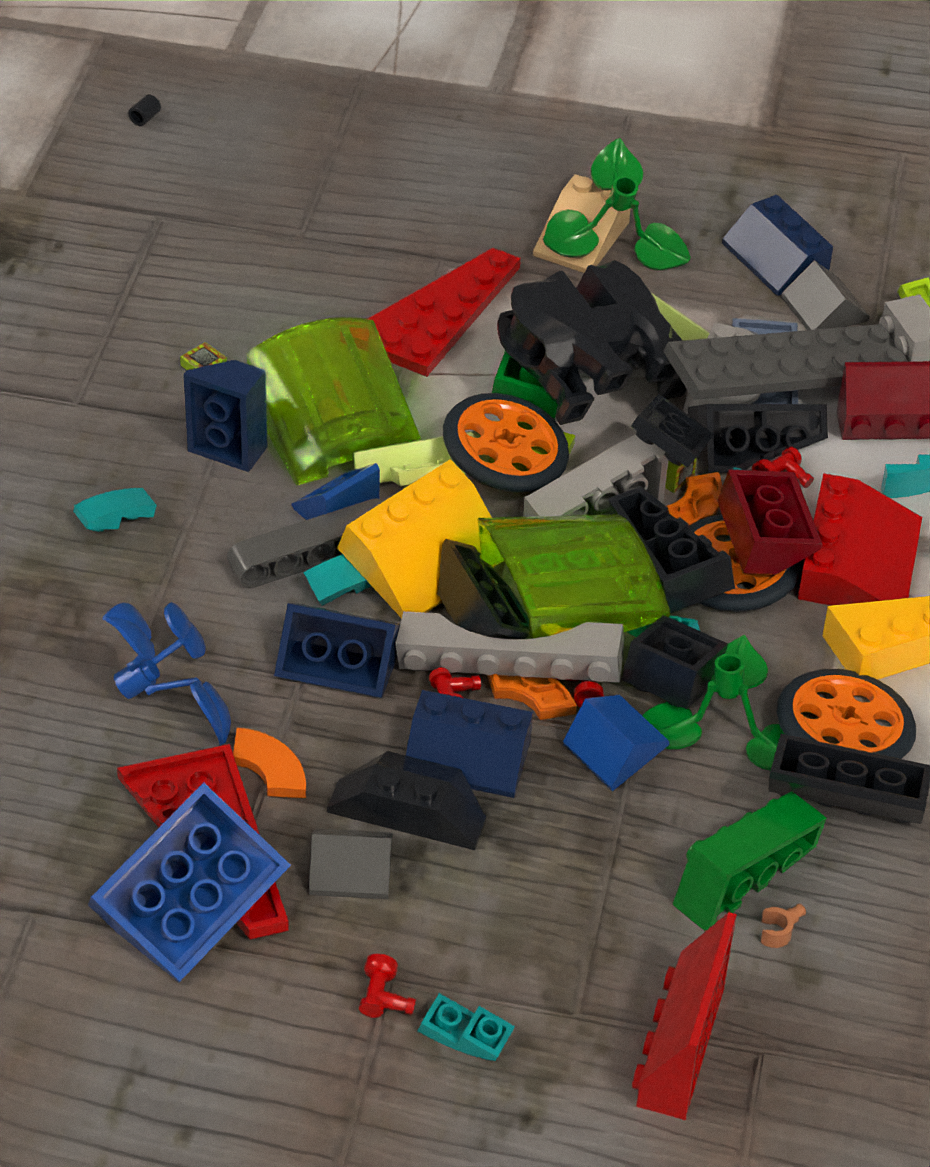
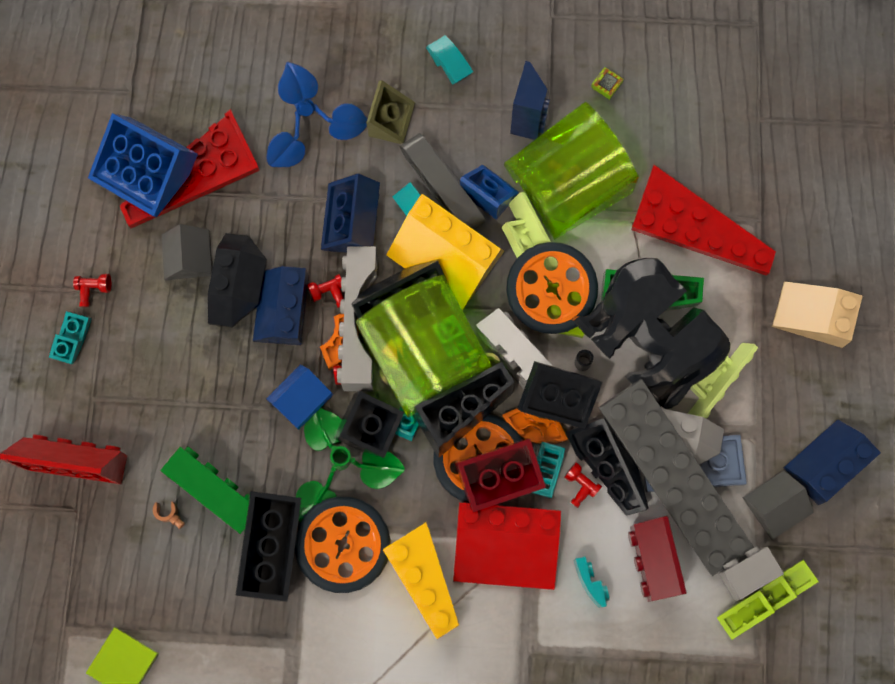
camera: 85 degrees right, 30 degrees up
(191, 591) = (389, 114): none -> olive slope
(271, 761) = (256, 195): orange tile -> none
(609, 434) = (587, 354): none -> black hinge
(621, 173) = (862, 323): green plant -> none

